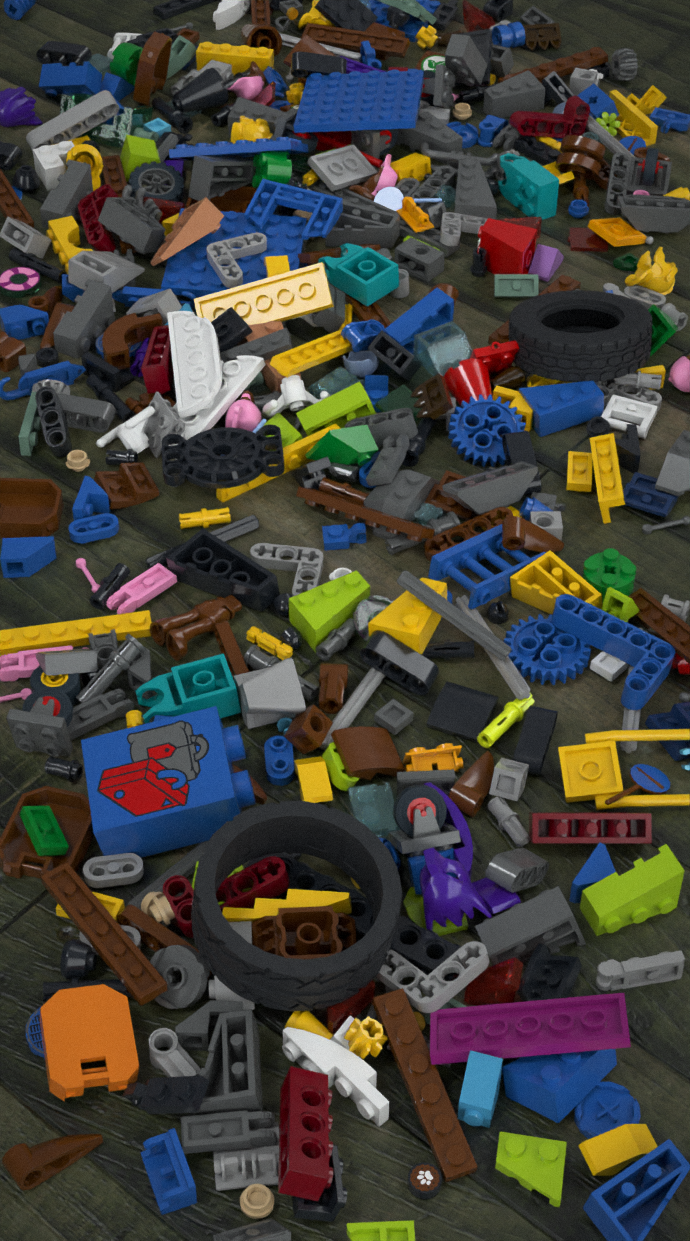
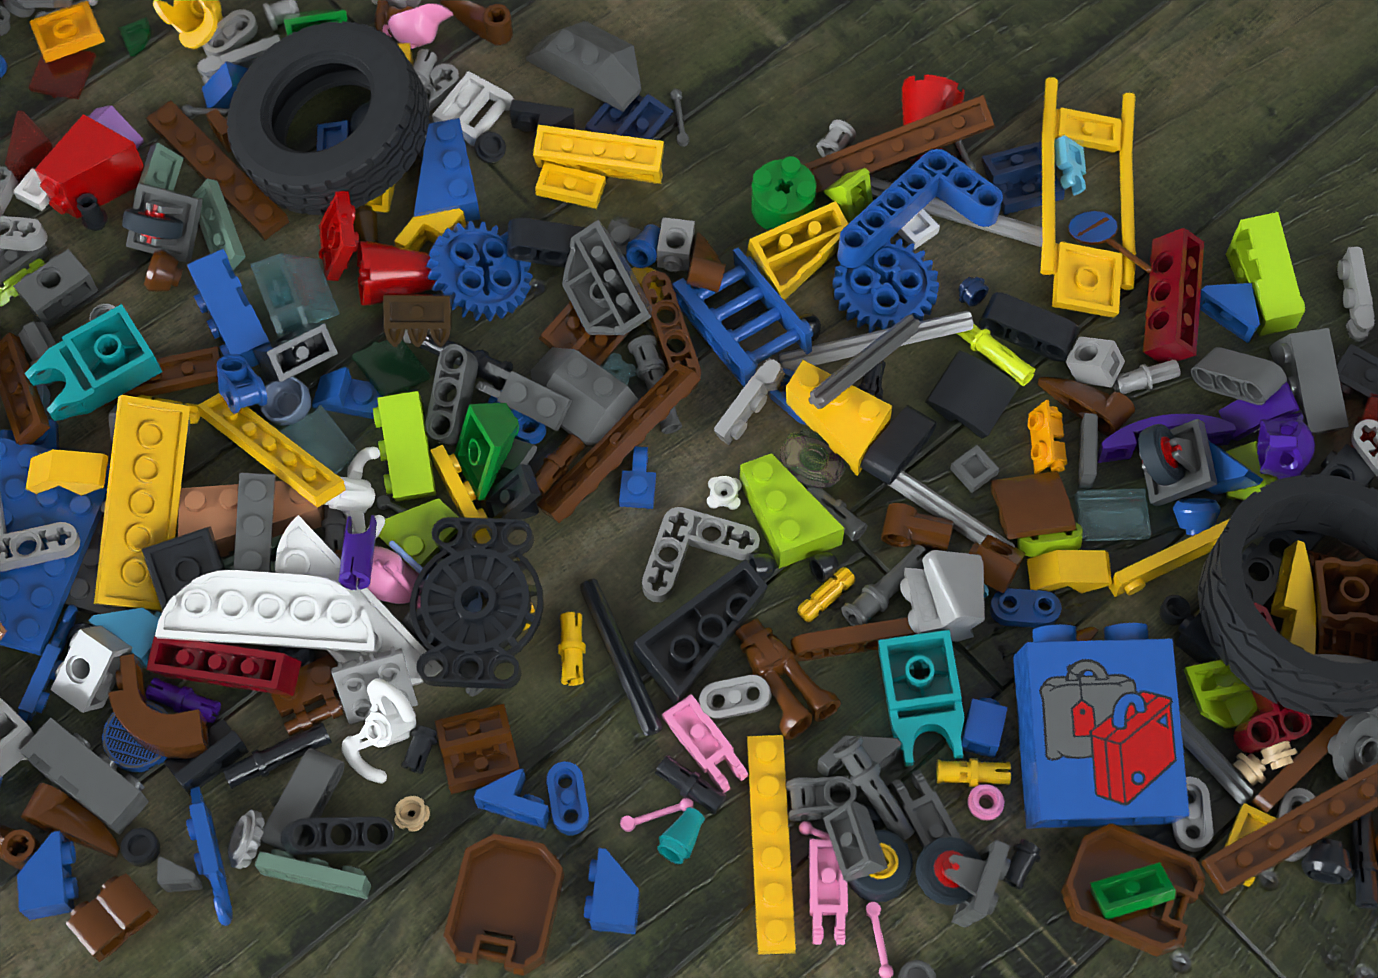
camera: 80 degrees left, 20 degrees up
(69, 584) = (679, 839): none -> teal cone
(176, 596) = (735, 696): none -> light grey plate
(244, 390) = (357, 556): none -> dark purple piece
(394, 567) = (750, 400): none -> light grey hinge
(475, 284) = (163, 221): none -> dark grey plate
(487, 317) = (217, 223): none -> sand green plate
(559, 702) = (972, 291): none -> dark blue plate

